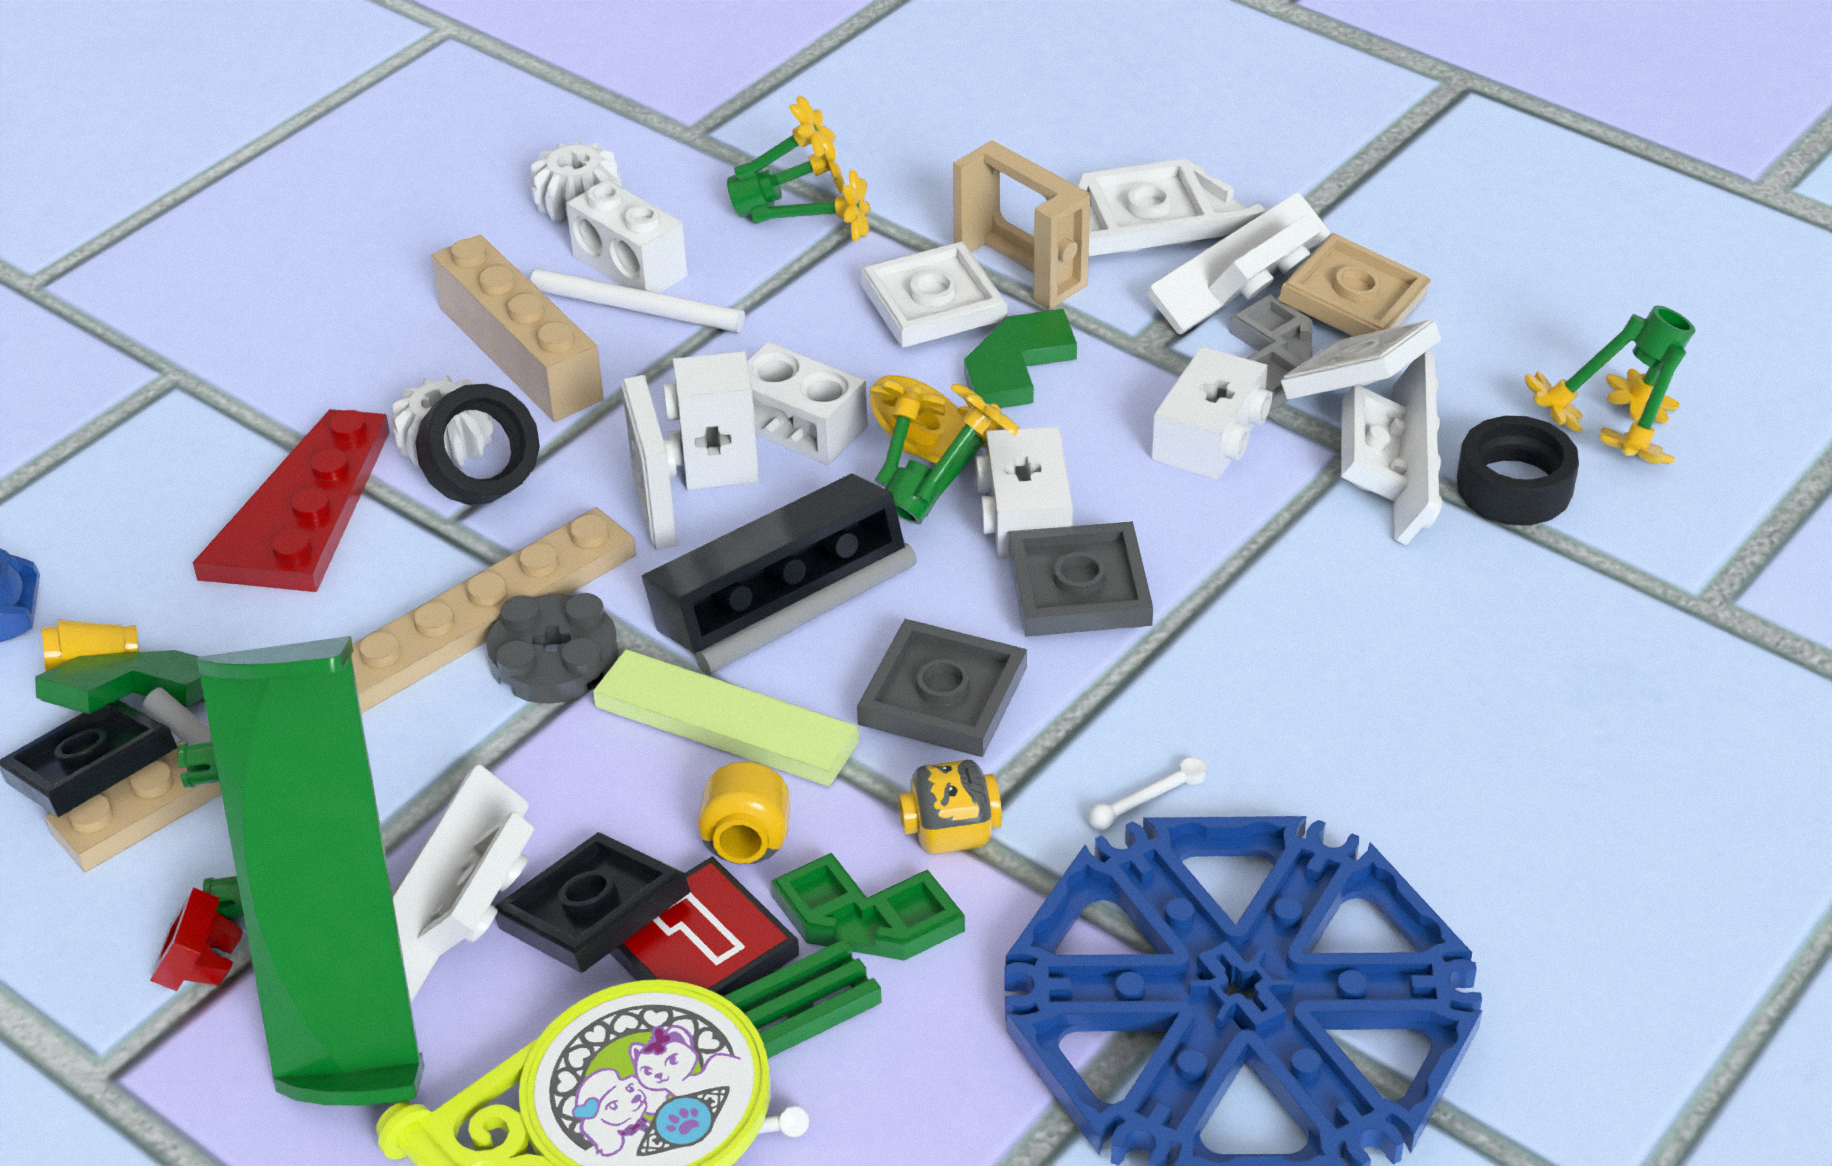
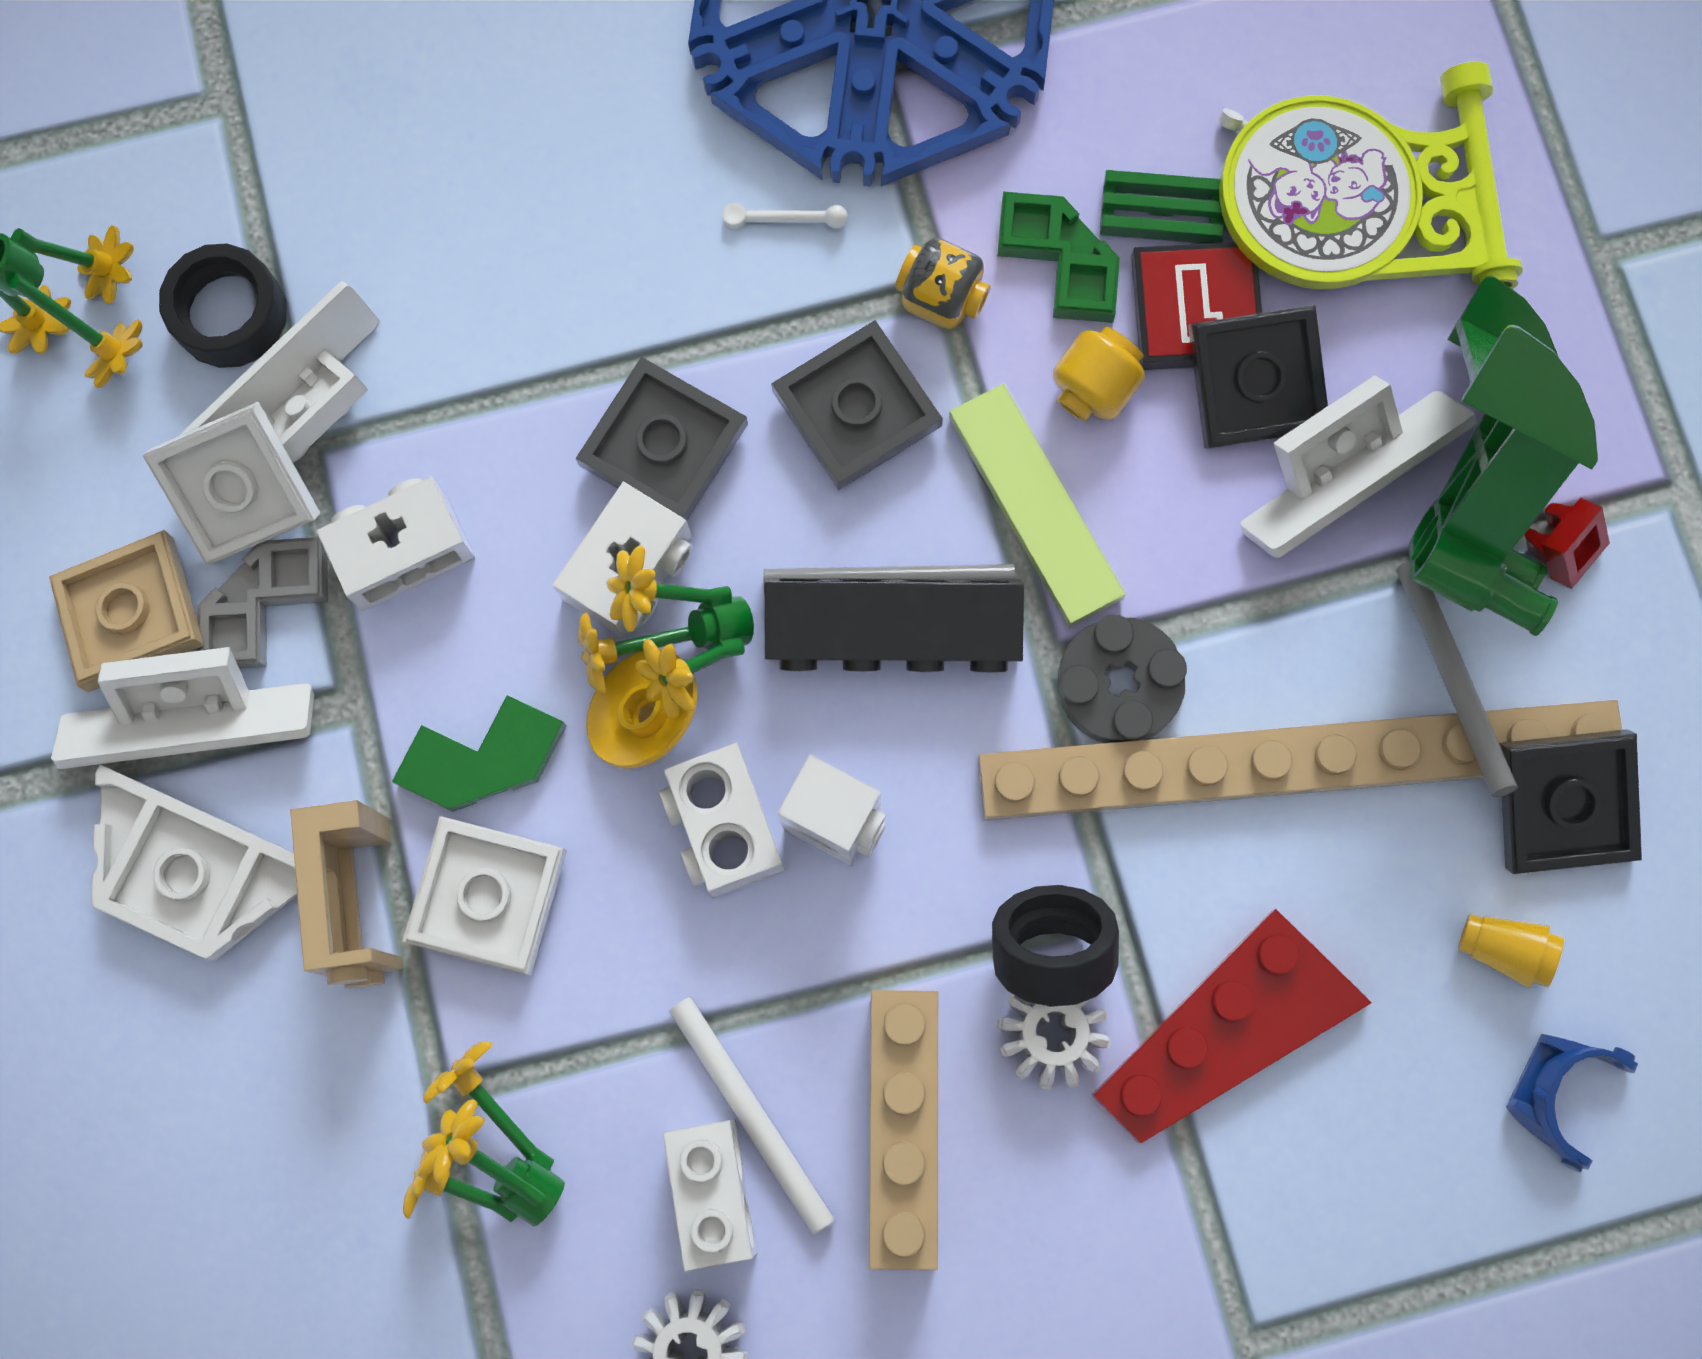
camera: 140 degrees left, 35 degrees up
(102, 679) = (1519, 887): green tile -> none
(651, 462) = (922, 795): white plate -> none

